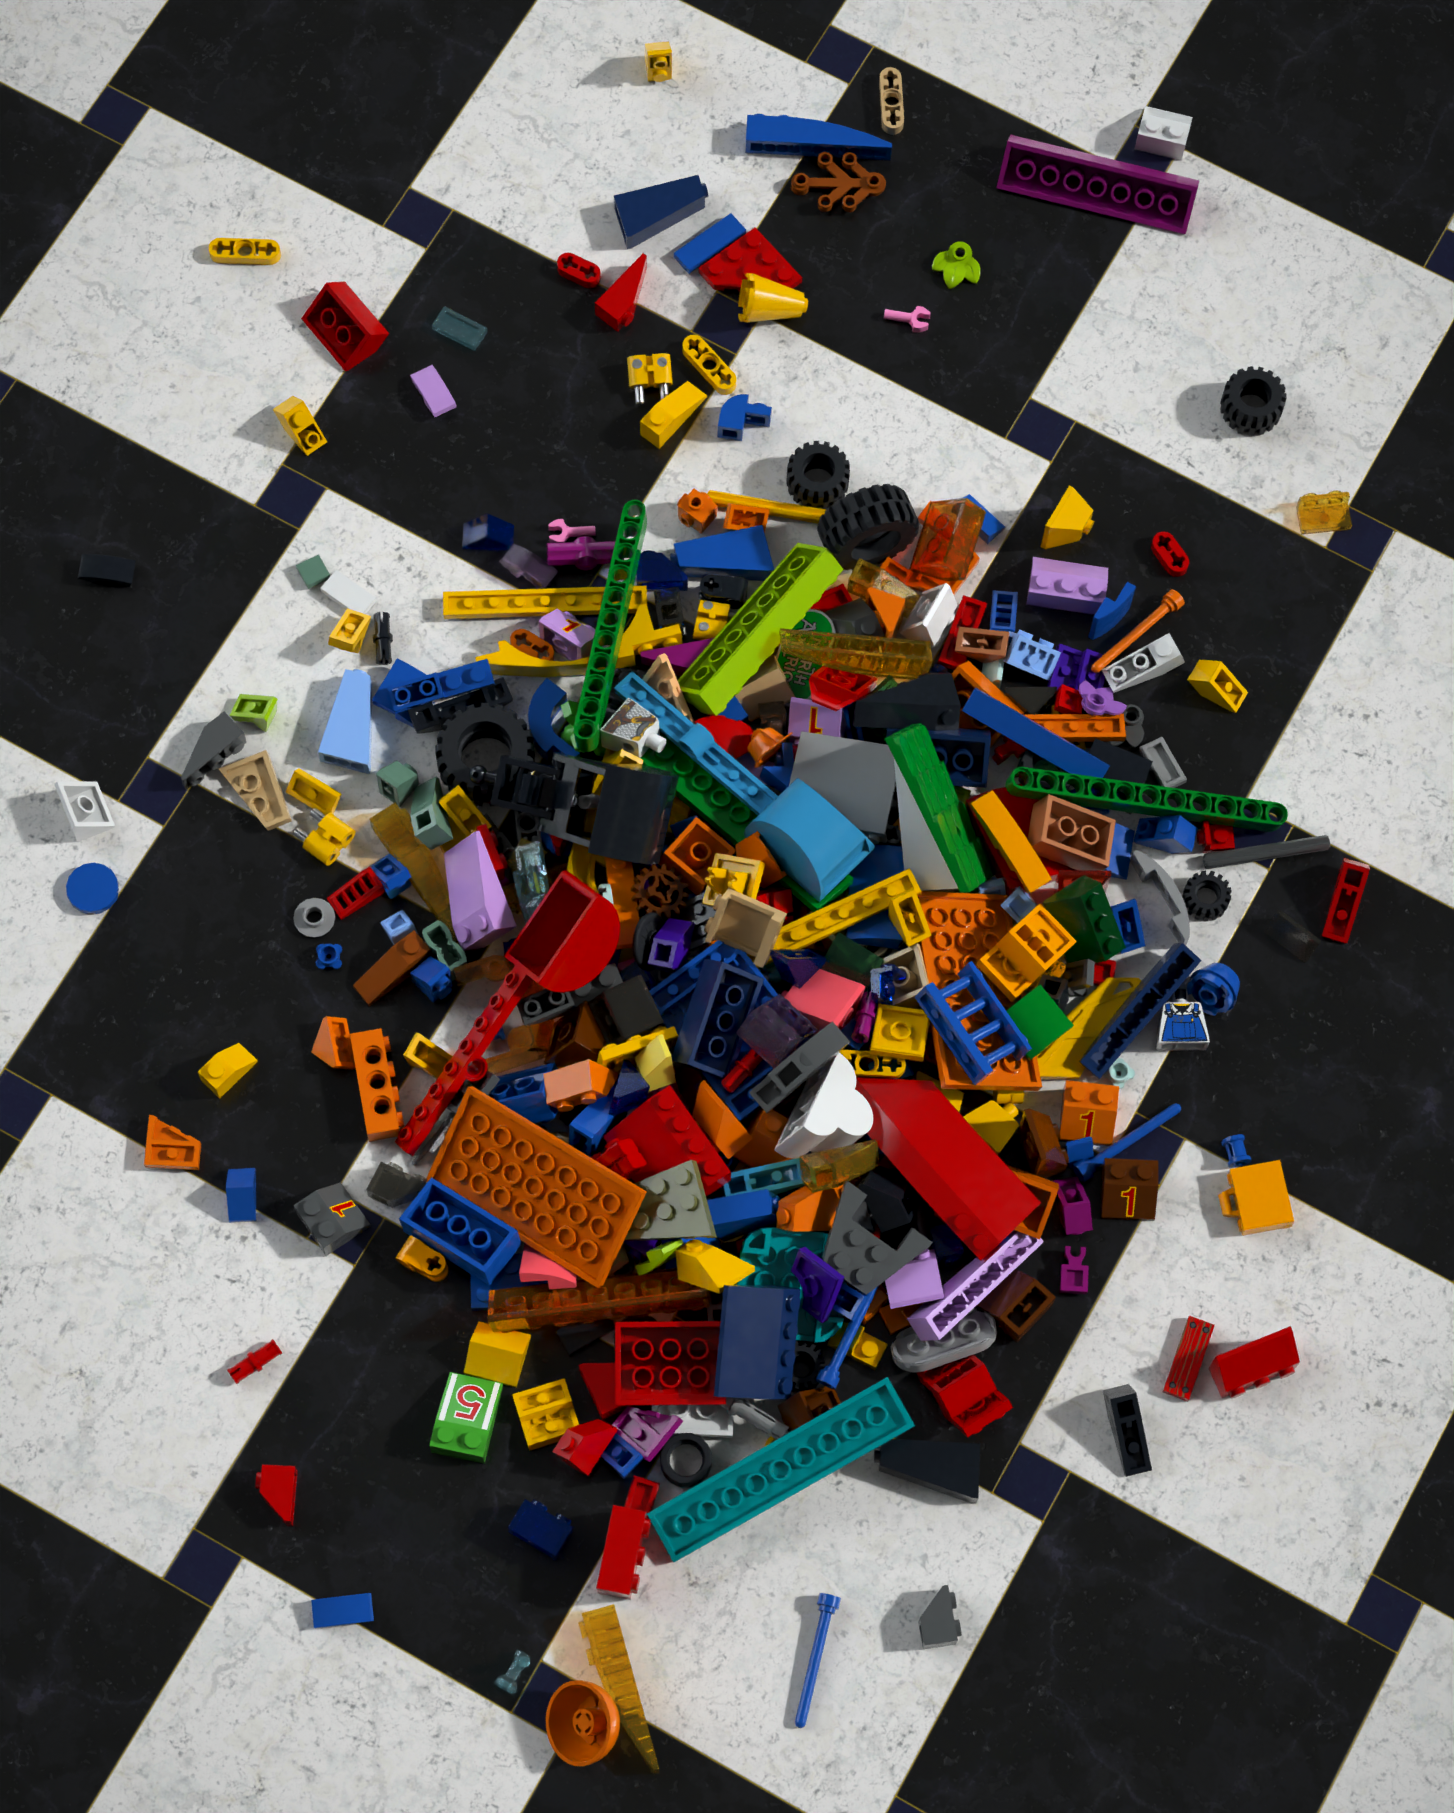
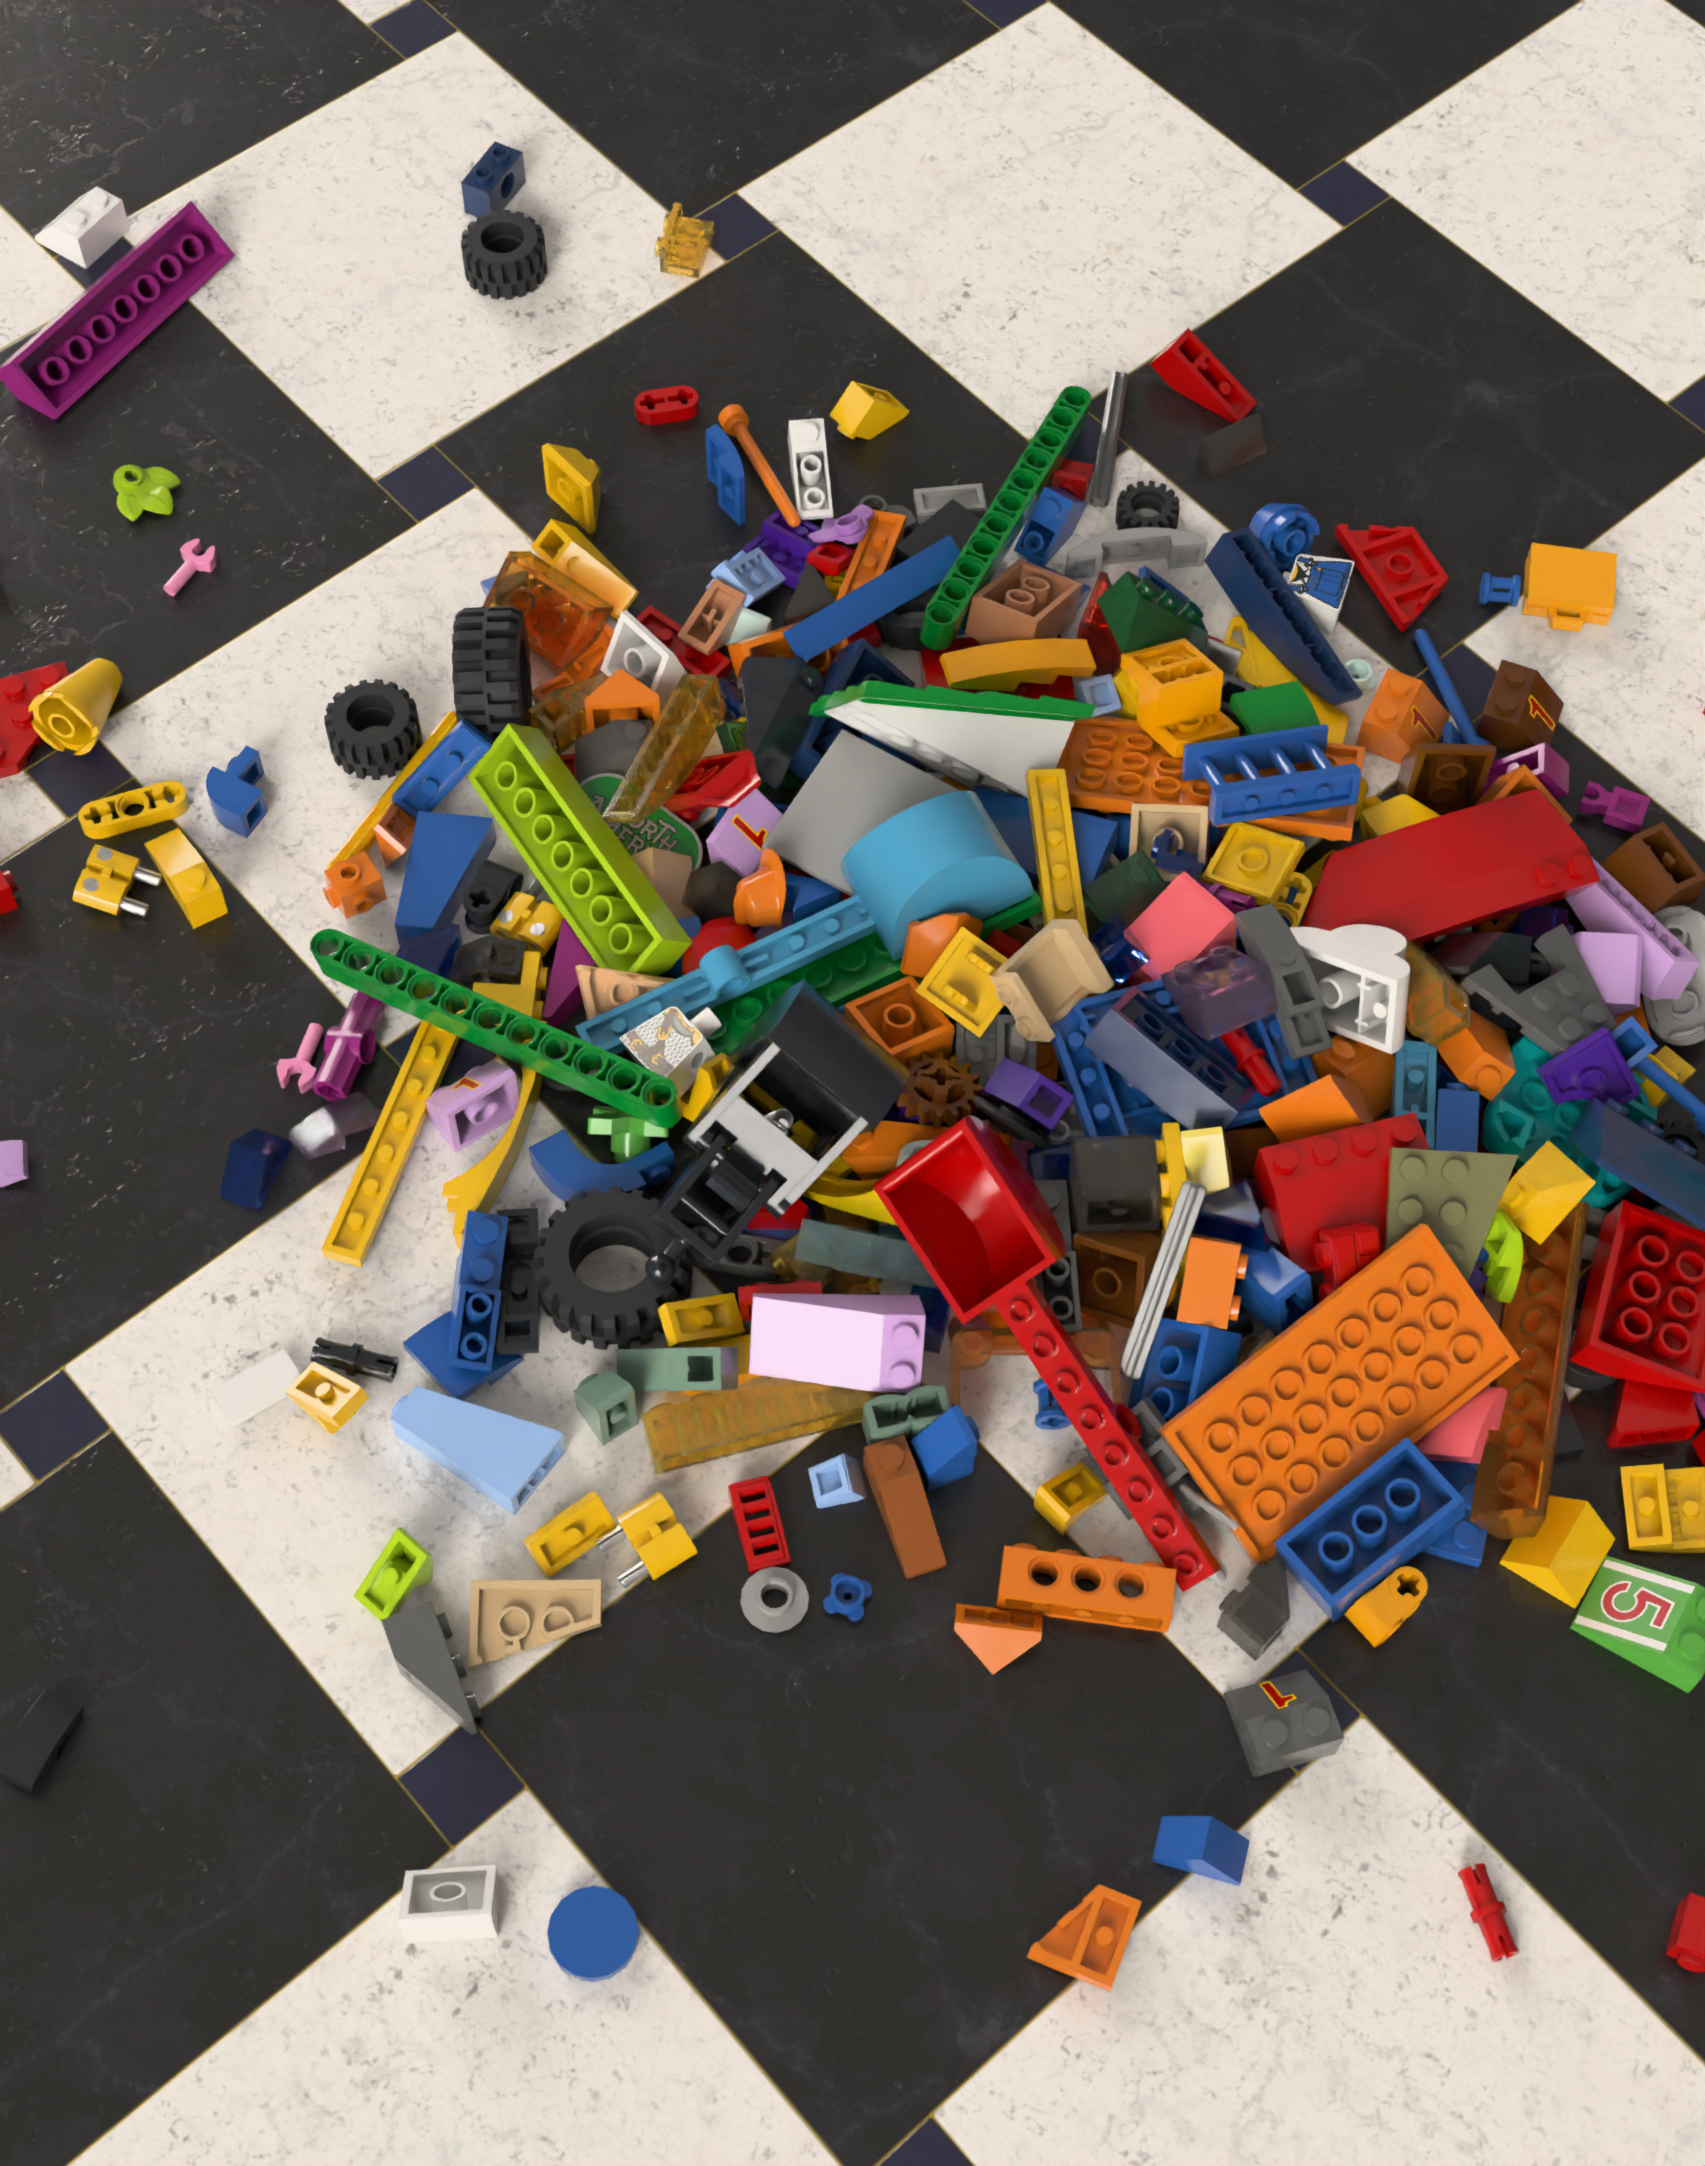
camera: 70 degrees left, 10 degrees down
(226, 1068) = (987, 1807): yellow slope -> none
(313, 571) = (195, 1426): sand green tile -> none
(392, 875) = (750, 1457): blue slope -> none
(534, 642) = (459, 1158): orange beam -> none
(566, 1057) = (1162, 1279): none -> axle
(793, 525) = (442, 769): none -> blue tile
(908, 917) = (1096, 797): yellow slope -> none
(1000, 550) = (580, 560): none -> yellow slope
(1004, 596) = (678, 612): blue slope -> none
(1067, 585) = (664, 517): lavender slope -> none
(1226, 1076) = (1396, 569): none -> red wing
(1320, 368) = (493, 180): none -> dark blue brick

